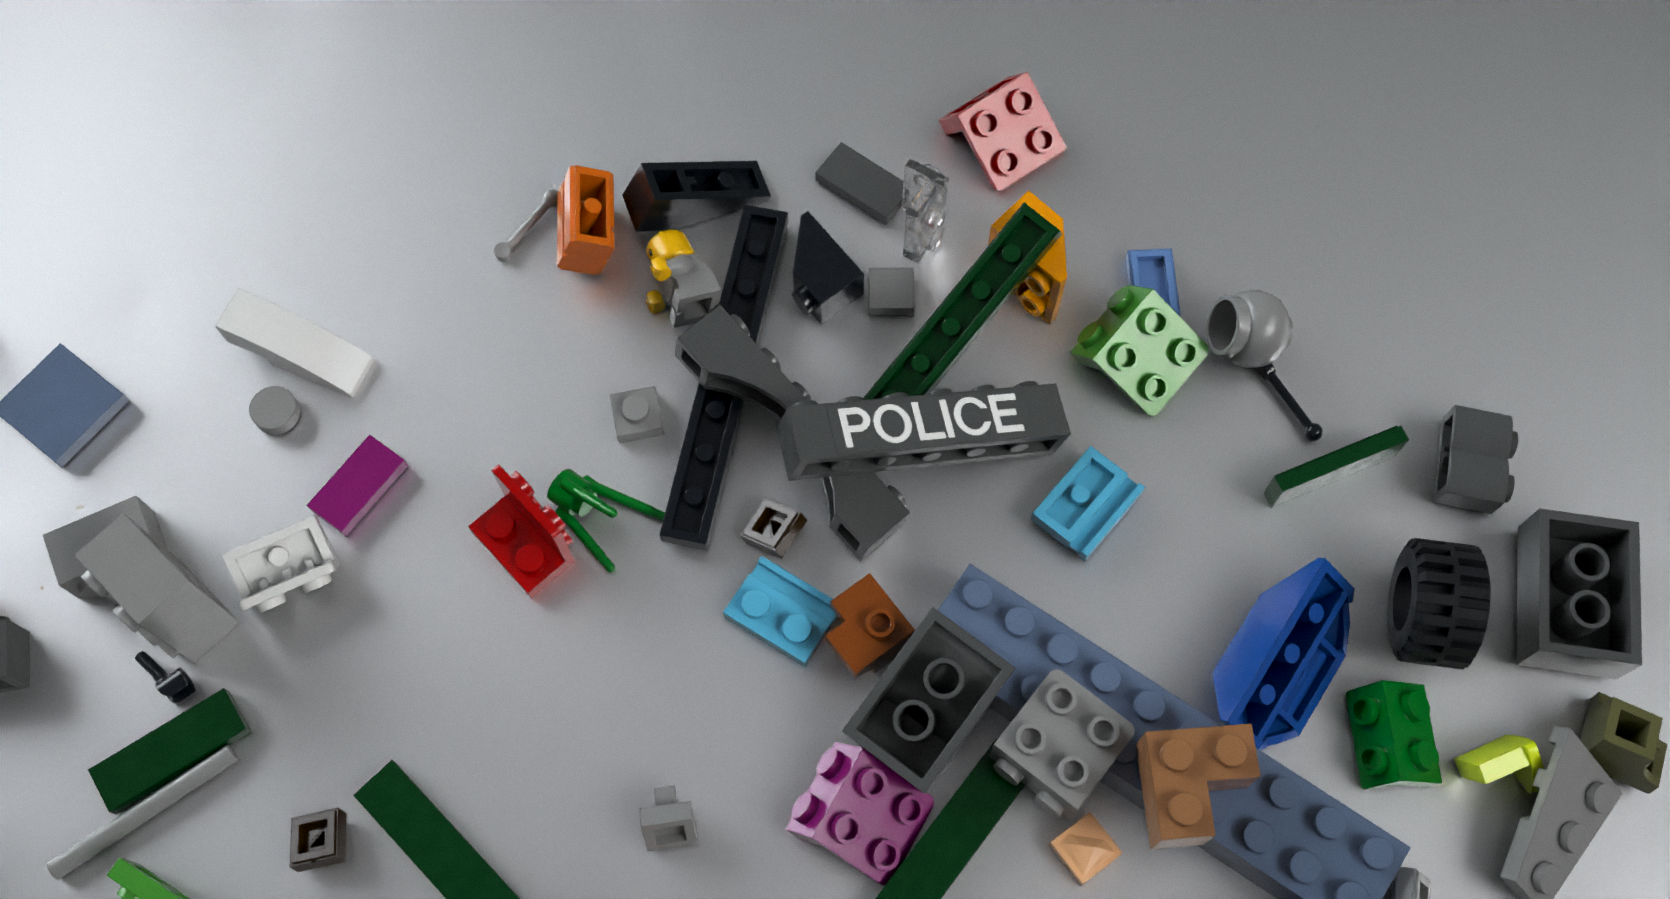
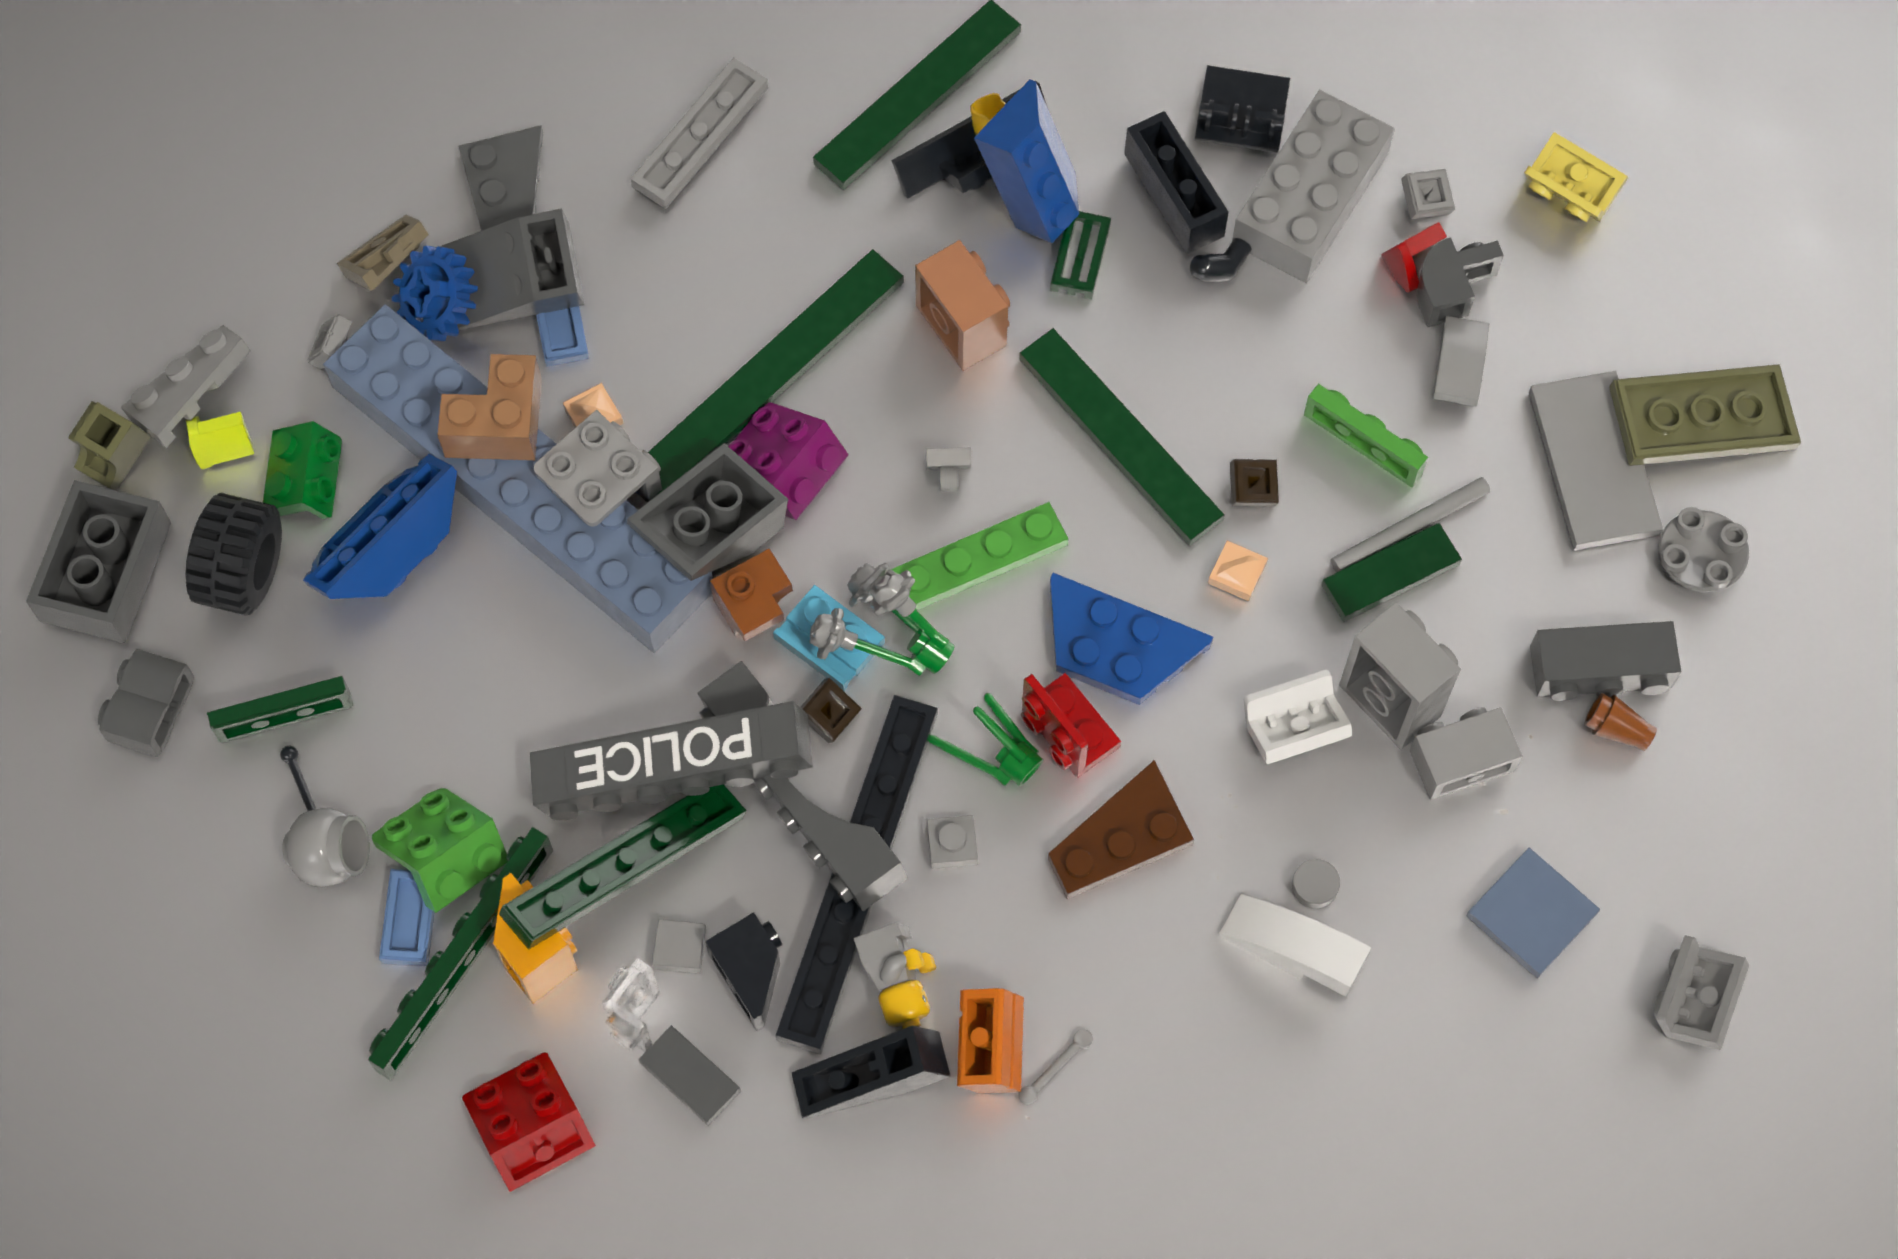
camera: 175 degrees left, 0 degrees up
(341, 734) = (1237, 570): none -> light nougat tile
(357, 485) = (1229, 798): magenta tile -> none
(462, 439) = (1122, 835): none -> reddish brown wing
(473, 638) = (1117, 642): none -> blue wing
(628, 719) = (984, 555): none -> bright green plate
(712, 613) = (887, 593): none -> light grey plant
(1087, 503) = (525, 702): medium azure plate -> none
(1090, 273) = (449, 967): none -> dark green plate

